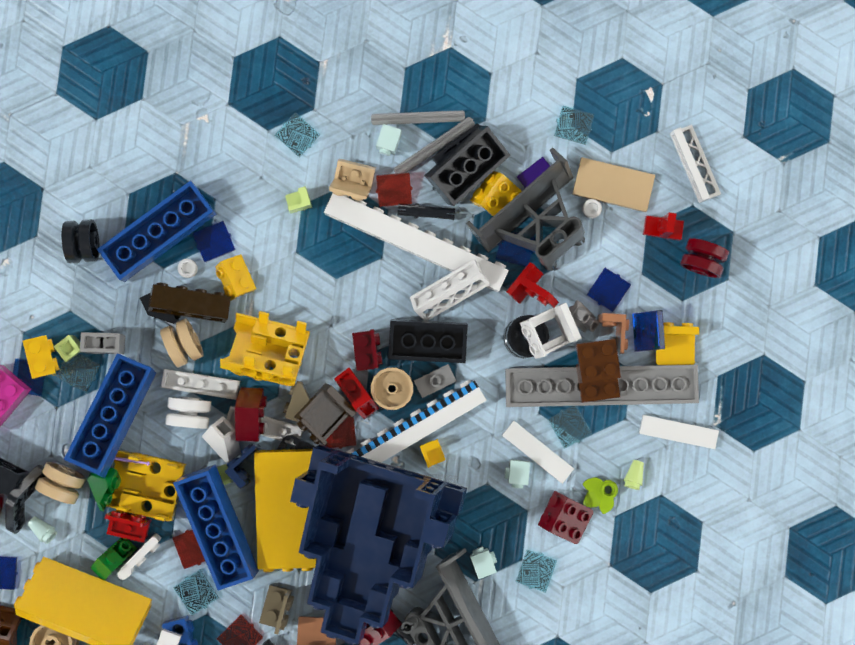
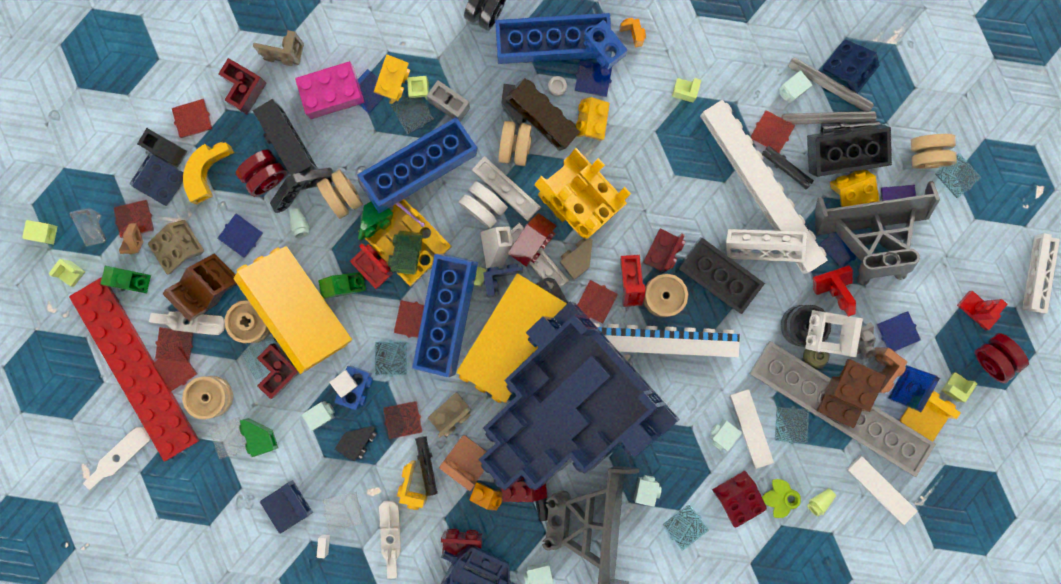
camera: 35 degrees right, 0 degrees up
(138, 558) = (362, 298): white hinge -> none
(148, 497) = (406, 252): none -> clear green brick
(204, 208) = (609, 42): none -> blue brick
(227, 179) = (637, 32): none -> light orange bracket
(297, 134) = (719, 34): clear light blue piece -> none
(323, 414) = (595, 279): panel -> none
(352, 179) = (744, 100): tan bracket -> none
(425, 89) = (852, 64): none -> dark blue bracket
(432, 453) = (662, 371): yellow panel -> none
(435, 380) = (703, 313): light grey plate -> none
(538, 120) = (933, 151): none -> tan wheel
(551, 362) = (811, 358): none -> olive cone
(592, 208) = (928, 255): white tile -> none
(613, 184) = (960, 247): tan tile -> none
(687, 304) = (959, 388): none -> yellowish green panel

